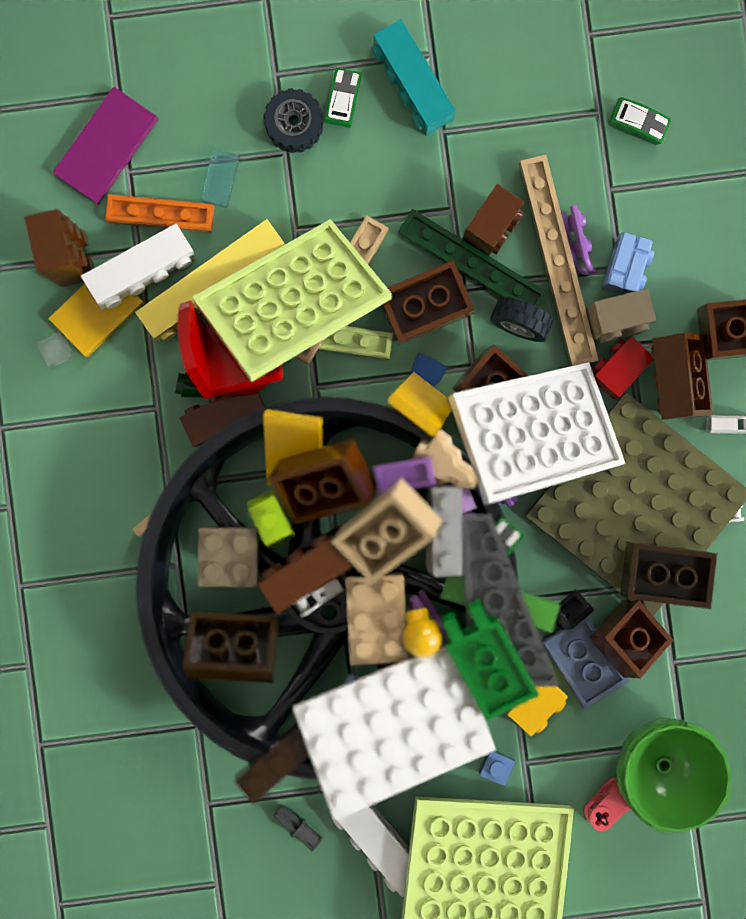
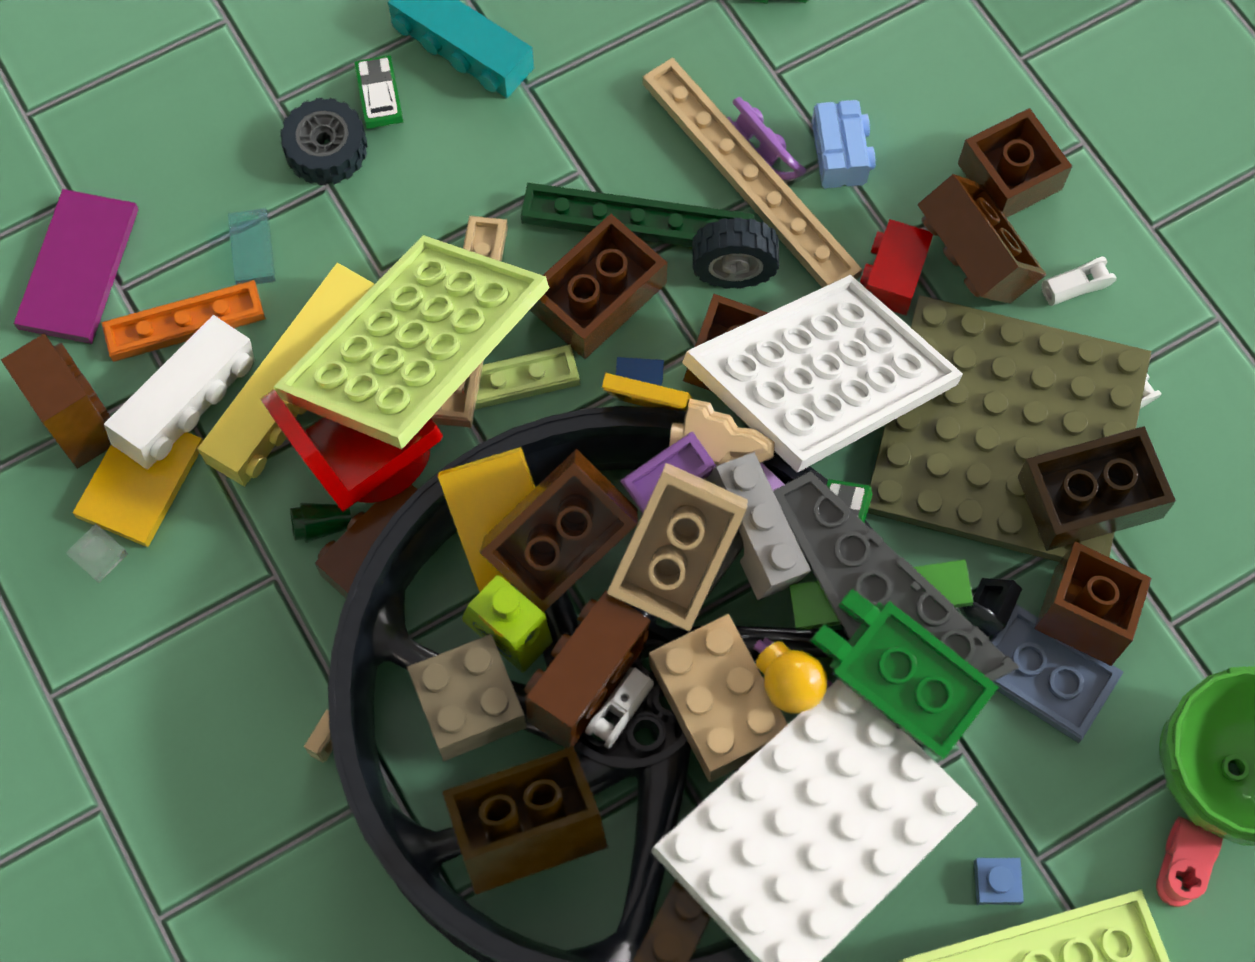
camera: 20 degrees left, 20 degrees down
(495, 217) = (643, 150): reddish brown brick -> none
(534, 714) = (1008, 757): yellow brick -> none
(621, 314) = (862, 198): dark tan brick -> none

